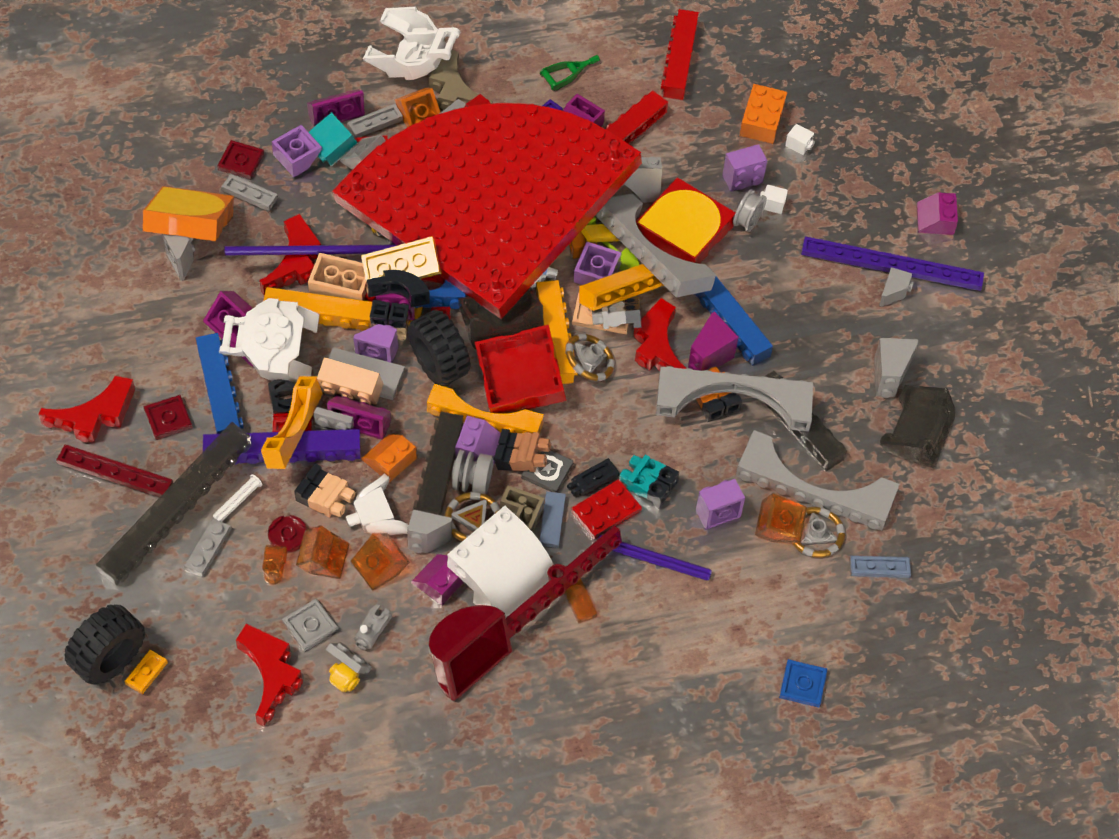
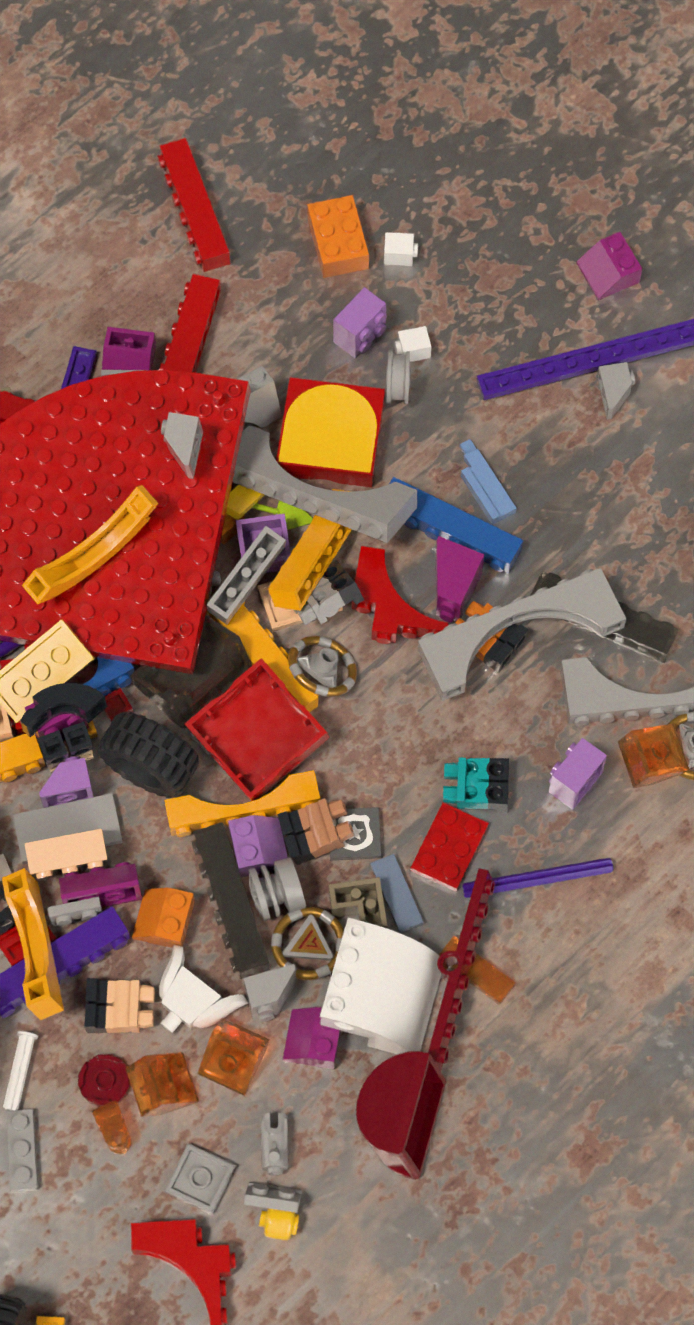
camera: 25 degrees left, 10 degrees up
(476, 207) = (94, 551): none -> light orange arch
(545, 72) = (72, 287): green piece -> none
(571, 273) = (246, 575): none -> light grey brick
(576, 163) = (183, 440): none -> light grey slope
(593, 478) = (413, 816): black hinge -> none
(769, 305) = (485, 485): none -> medium blue piece
(892, 363) = (669, 493): light grey slope -> none

